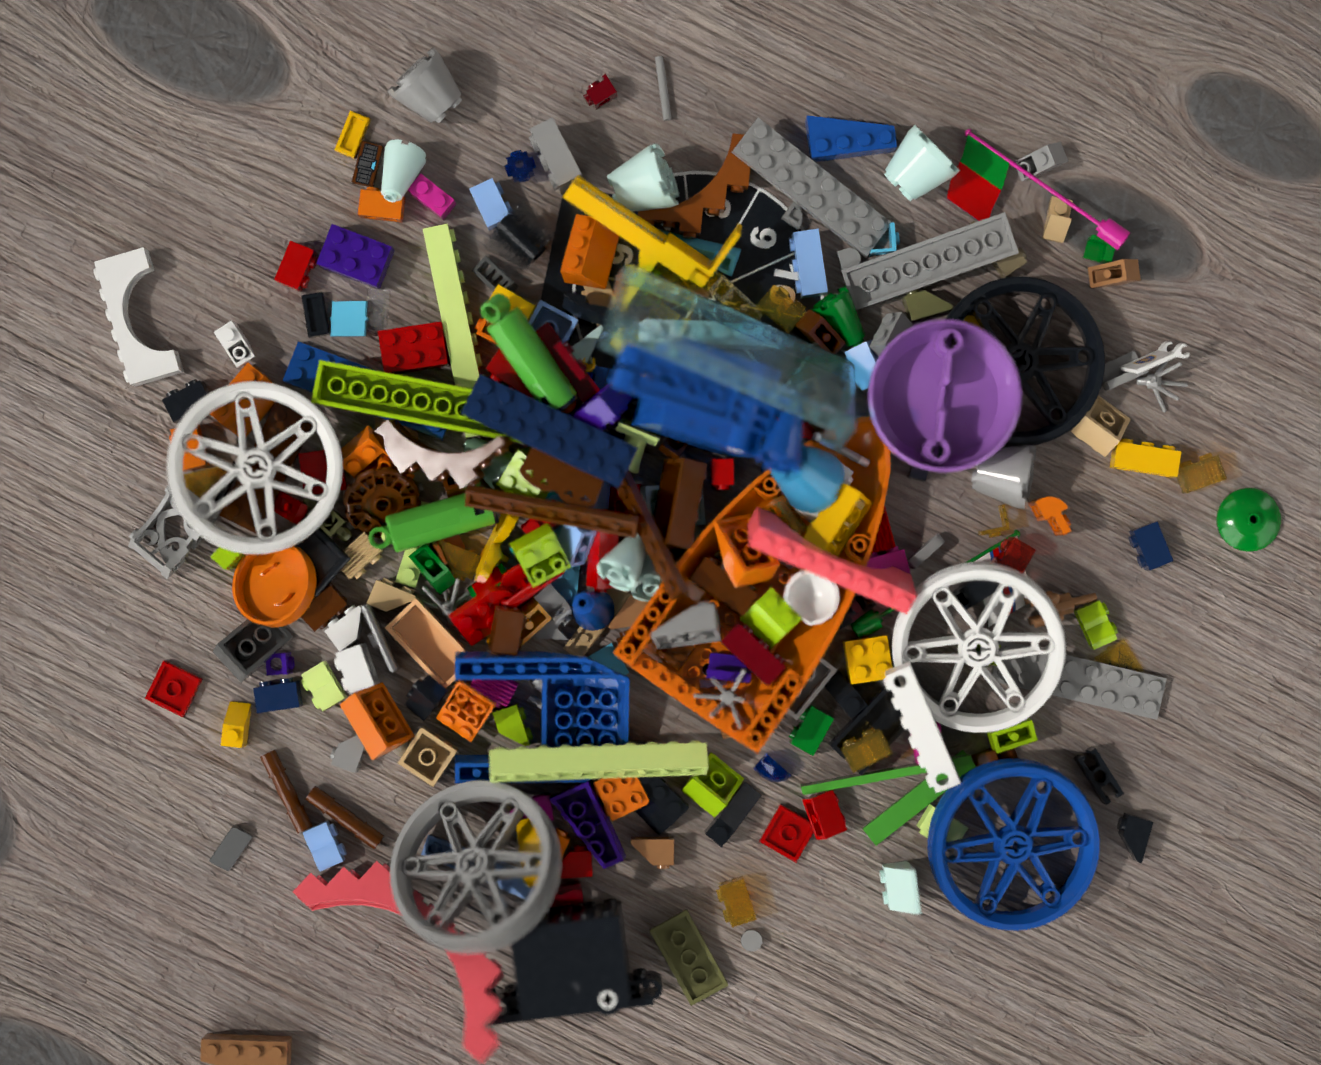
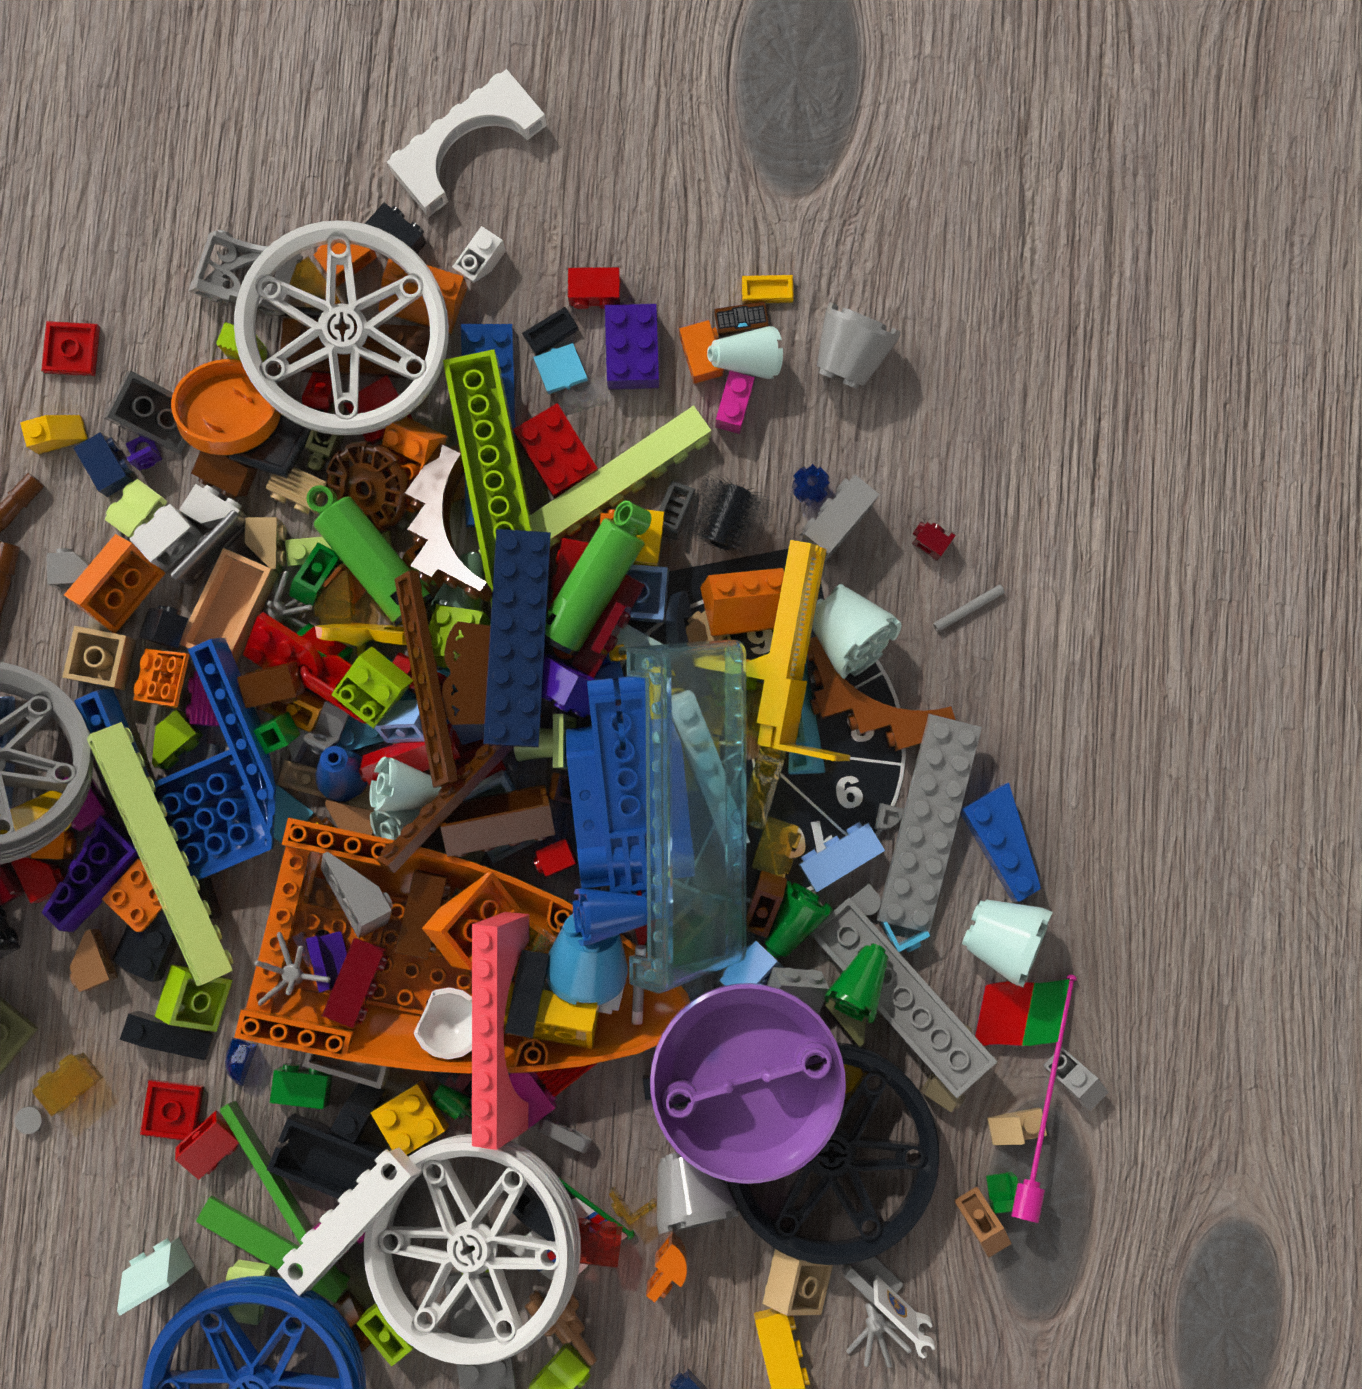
camera: 65 degrees right, 5 degrees down
(490, 203) = (757, 468): light blue brick -> none
(543, 640) = (277, 732): none -> green brick
(771, 618) = (406, 985): lime slope -> none
(815, 529) = (527, 994): none -> black tile
(865, 750) = (296, 1163): clear yellow brick -> none
(908, 287) = (860, 984): none -> green cone

